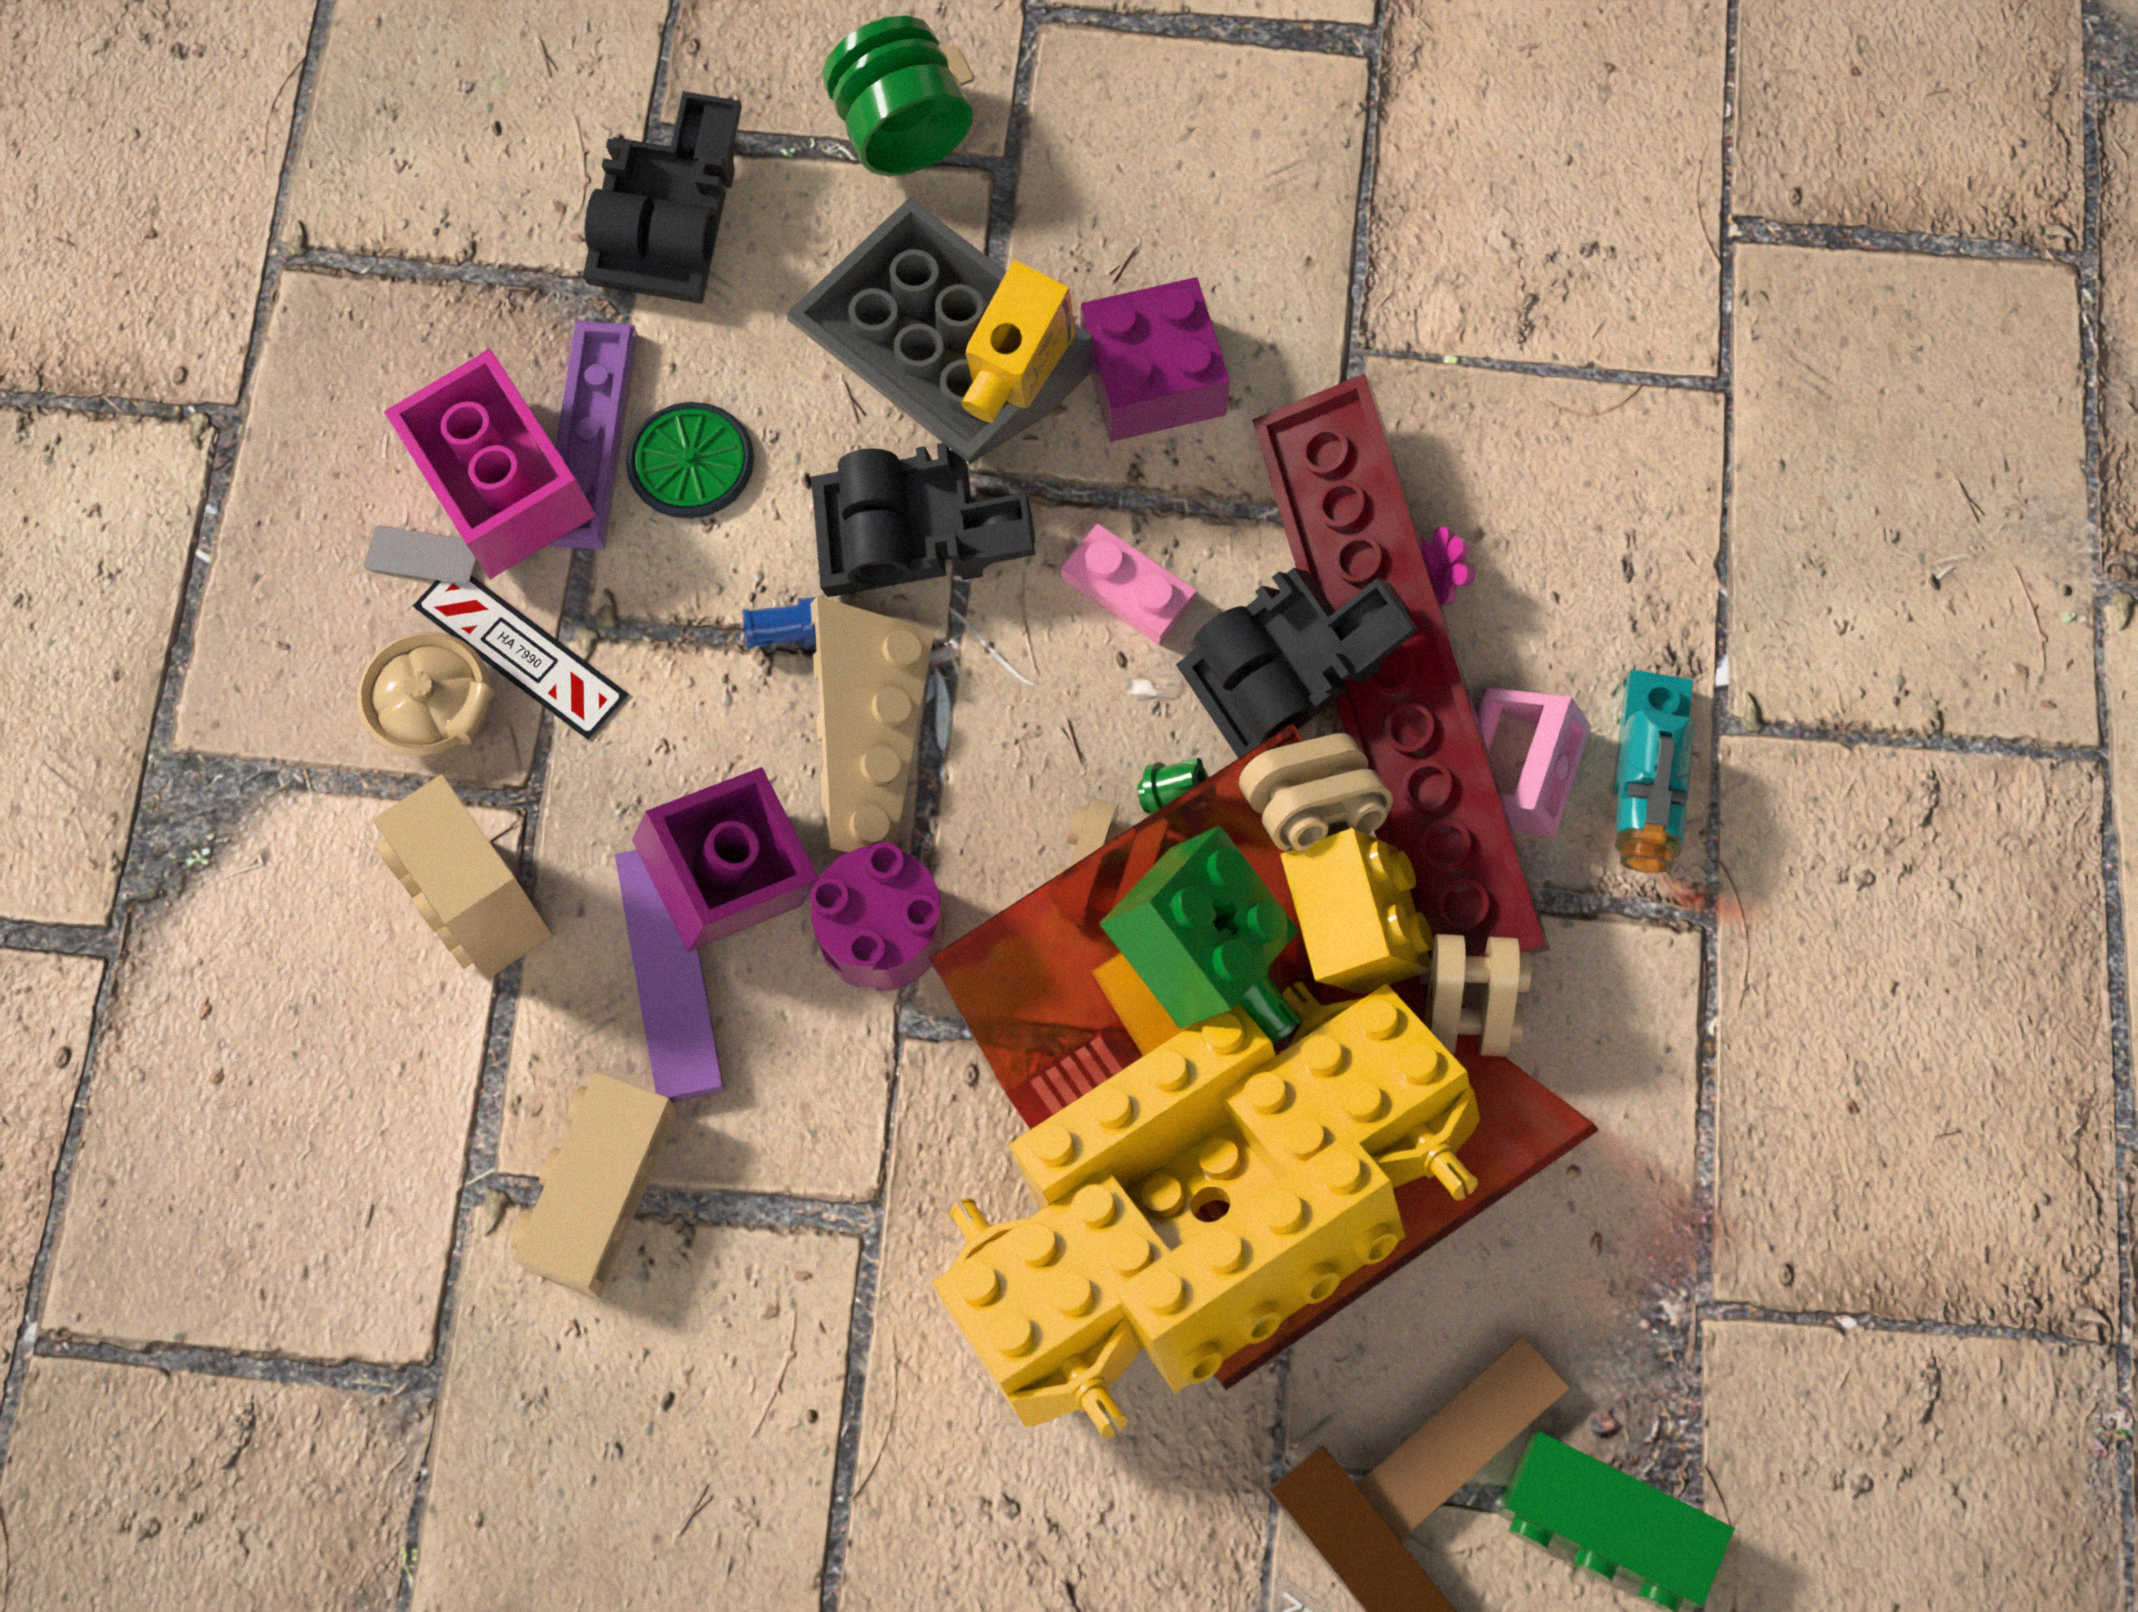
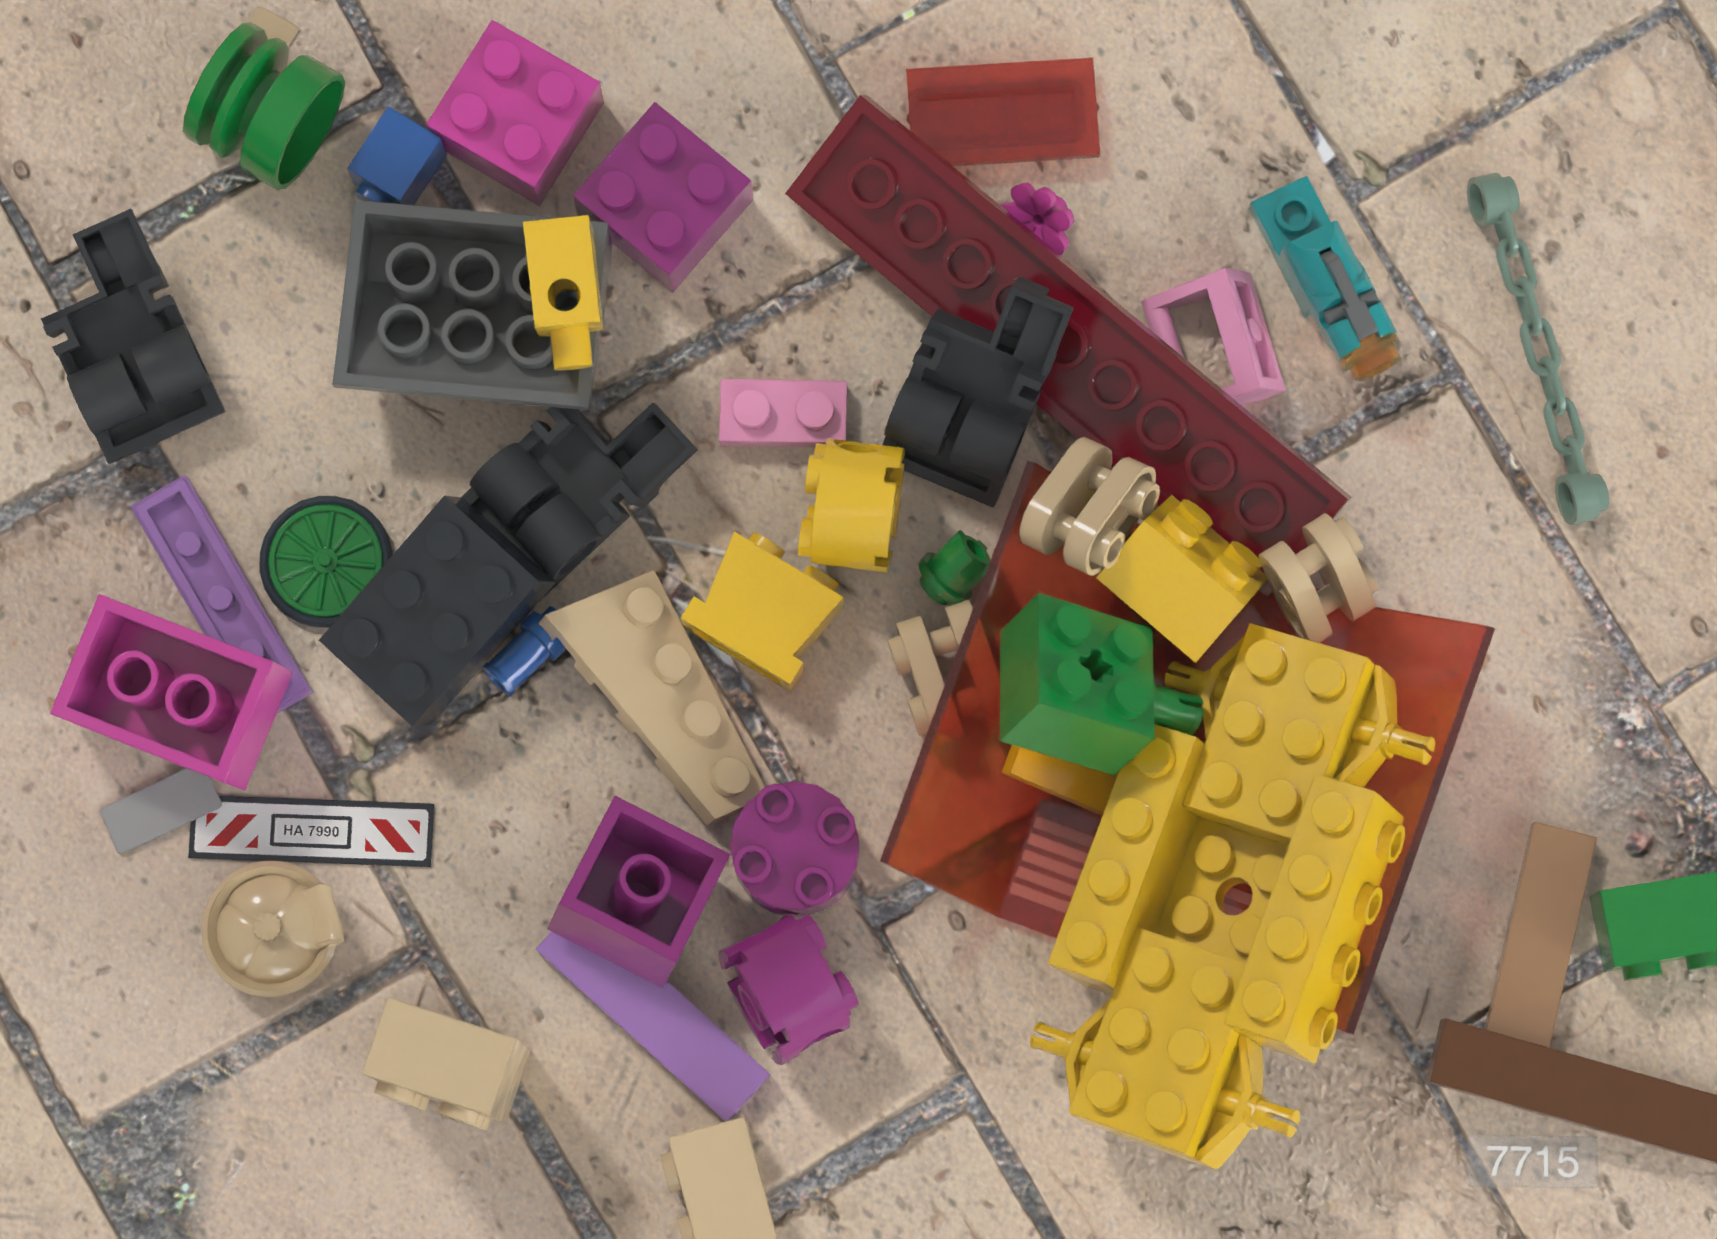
camera: 35 degrees left, 10 degrees up
(737, 540) = (437, 611): none -> black brick
(783, 1020) = (788, 987): none -> magenta brick
(972, 201) = (396, 161): none -> blue brick
(997, 717) = (764, 609): none -> yellow hips
(1087, 224) = (516, 112): none -> dark pink brick
(1127, 678) = (854, 504): none -> yellow brick
(1477, 475) = (1006, 111): none -> clear red piece
(1753, 1085) = (1578, 492): none -> sand green piece

